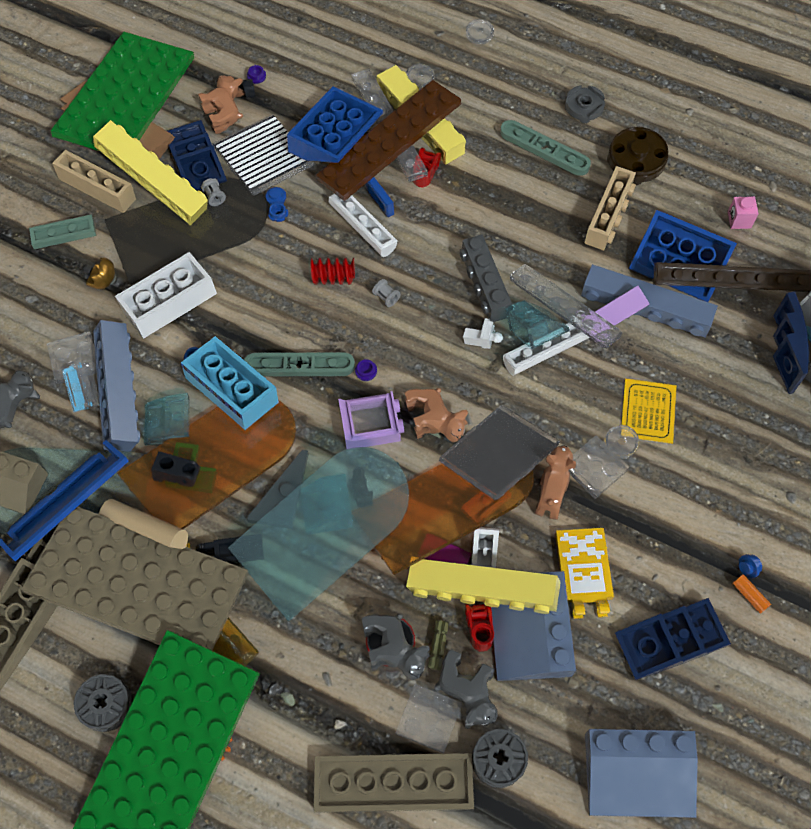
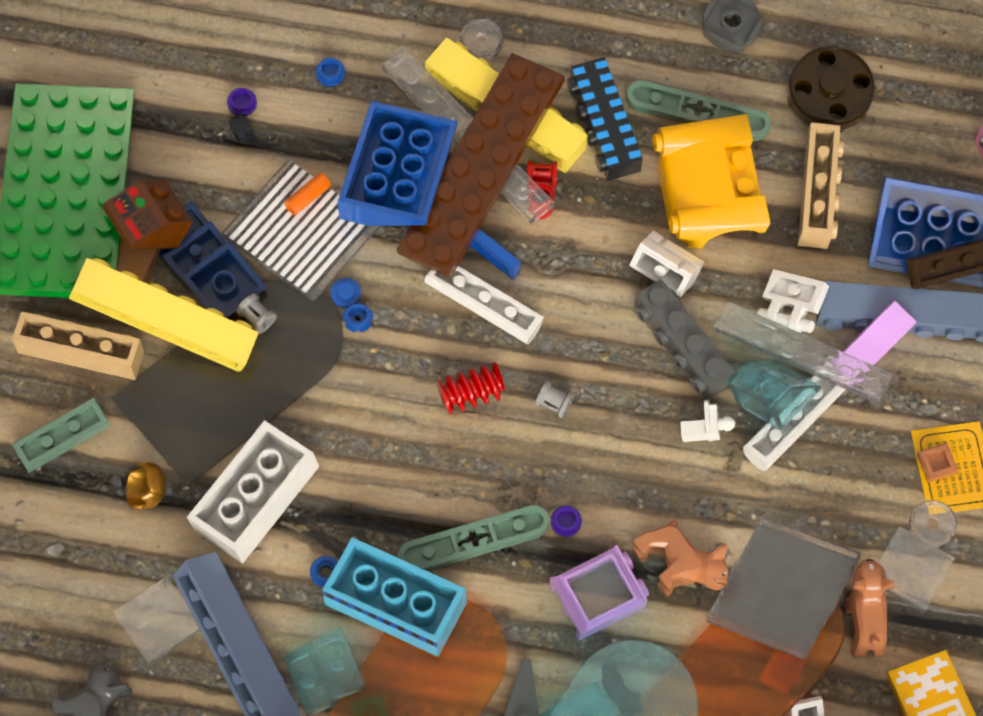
camera: 20 degrees left, 5 degrees up
(81, 386) = (188, 661): clear slope -> none
(166, 115) = (148, 216): none -> reddish brown slope
(222, 101) = (213, 164): nougat animal -> none
(273, 132) = (307, 193): none -> orange axle
(317, 71) = (330, 72): none -> blue plate
(482, 137) = (605, 118): none -> black brick
(494, 230) = (666, 261): none -> white brick
(537, 185) = (709, 179): none -> yellow piece
(572, 267) = (796, 292): none -> white plate
(637, 403) = (937, 462): none -> nougat tile

